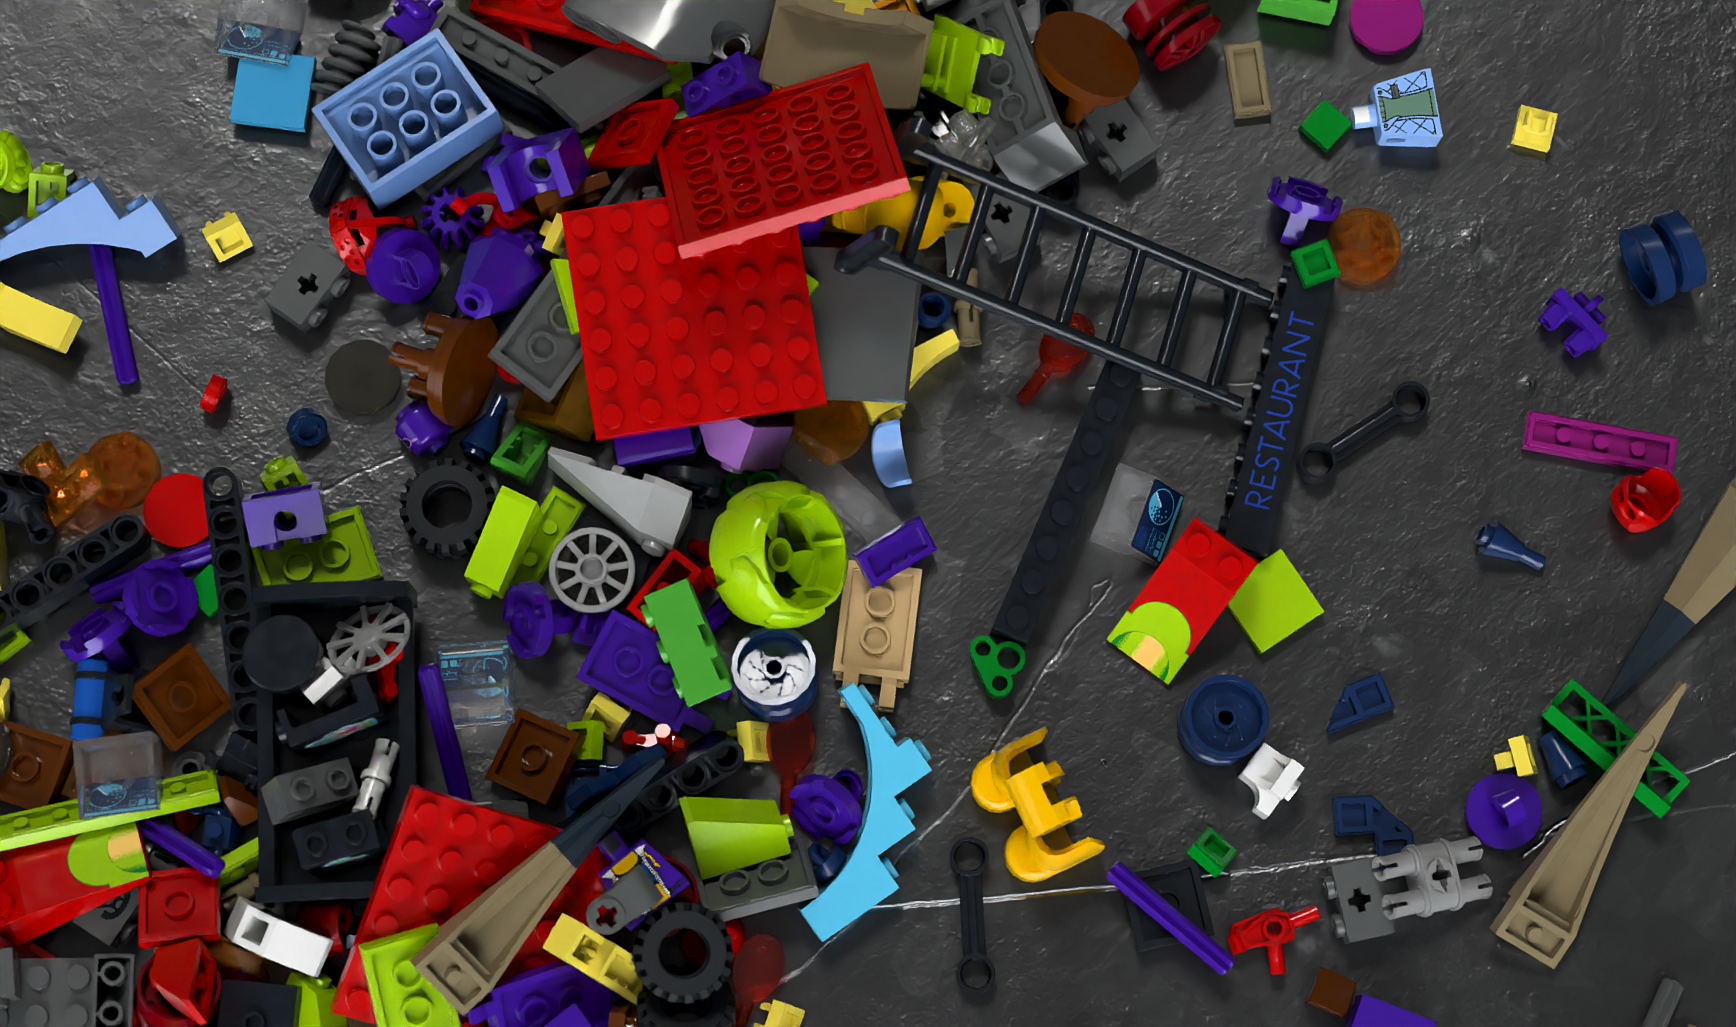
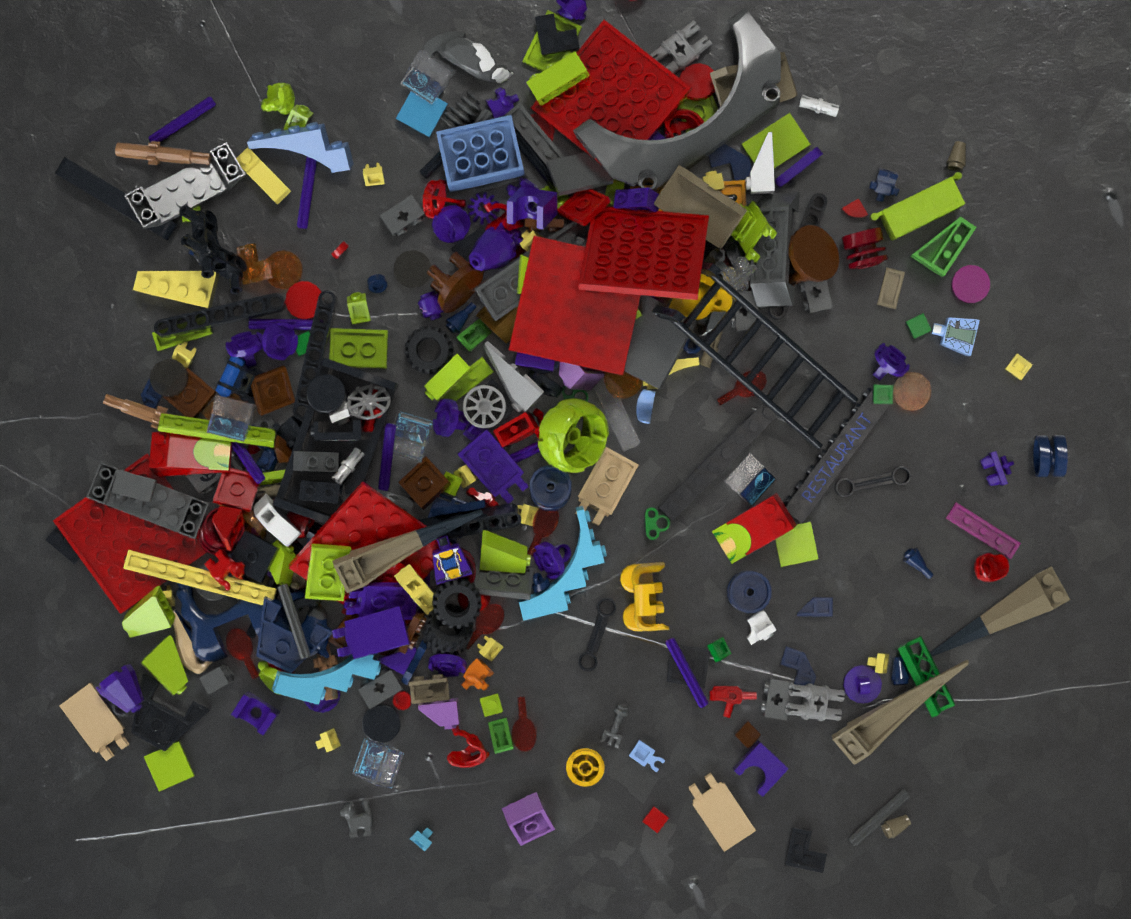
camera: 25 degrees right, 10 degrees up
(303, 501) = (361, 319): dark purple brick -> none
(629, 898) = (442, 571): dark grey piece -> none
(687, 642) = (514, 460): bright green wedge -> none
(894, 551) = (628, 452): dark purple plate -> none

